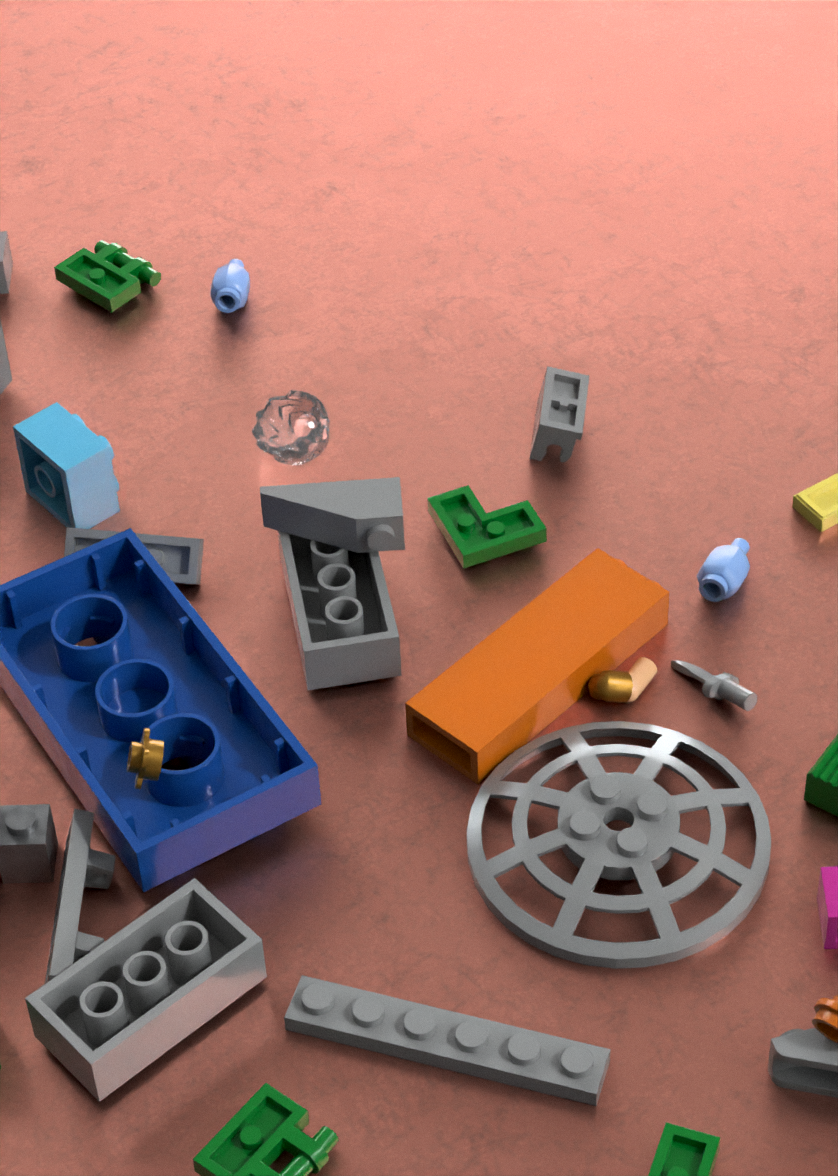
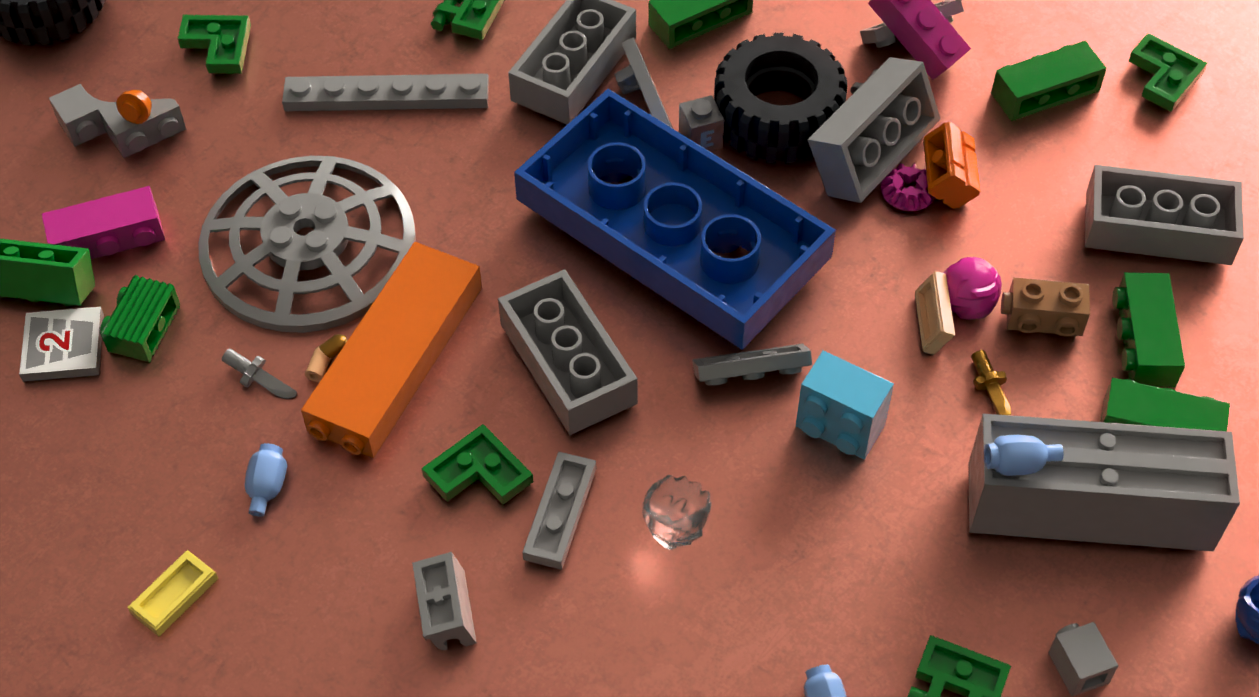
camera: 160 degrees right, 10 degrees up
(145, 758) = (627, 127): pearl gold plate -> none
(339, 513) = (574, 369): light grey slope -> none
(423, 460) = (559, 510): none -> light grey plate

